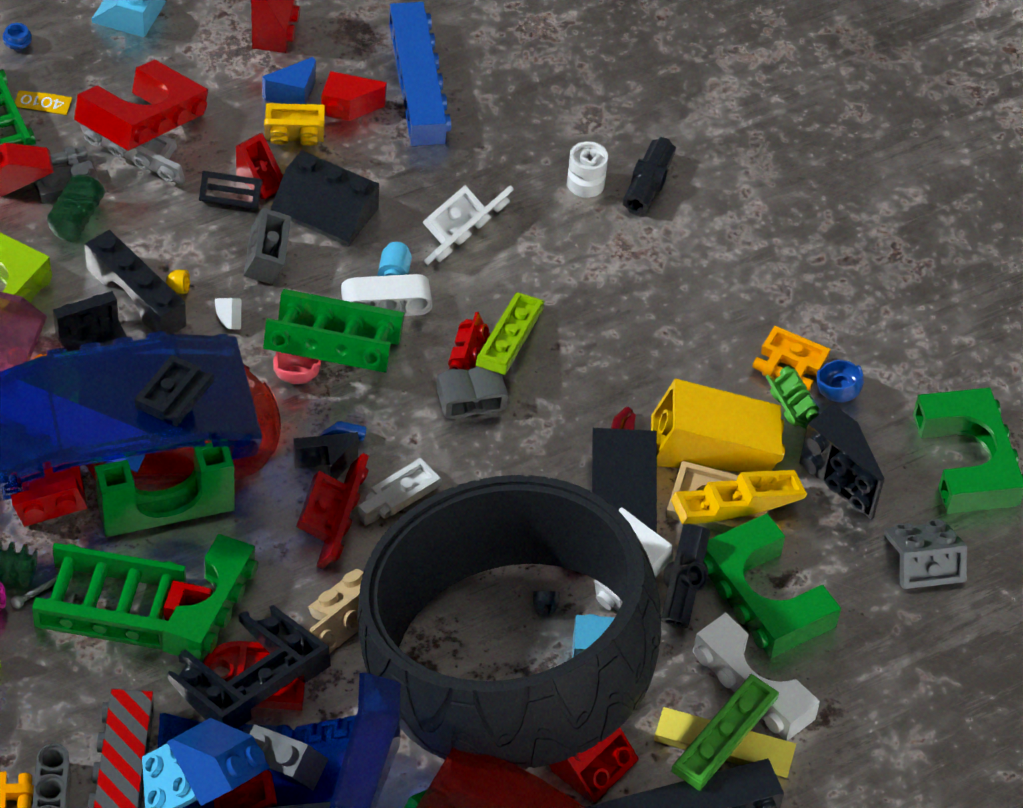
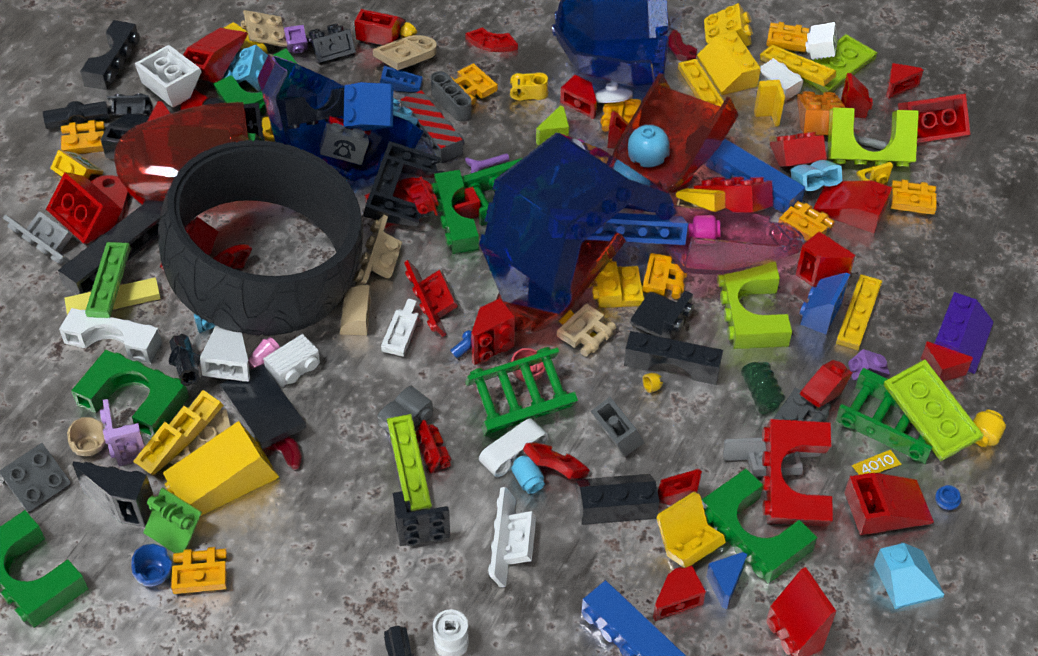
camera: 150 degrees right, 0 degrees up
(84, 54) = (886, 503): none -> red slope
(113, 667) = (480, 165): none -> medium lavender piece
(174, 390) = (529, 185): black plate -> none
(229, 77) = (767, 556): none -> green arch
(229, 312) = (598, 377): white tile -> none
(236, 636) = (423, 197): none -> red hinge
(256, 193) = (684, 462): black tile -> none
(311, 405) = (492, 331): none -> red slope
(334, 450) = (459, 324): black slope -> none
(356, 258) = (567, 465): none -> red tile
(548, 261) = (419, 525): none -> black bracket
(809, 511) = (123, 442): none -> lavender bracket
(846, 555) = (86, 436): none -> tan hair

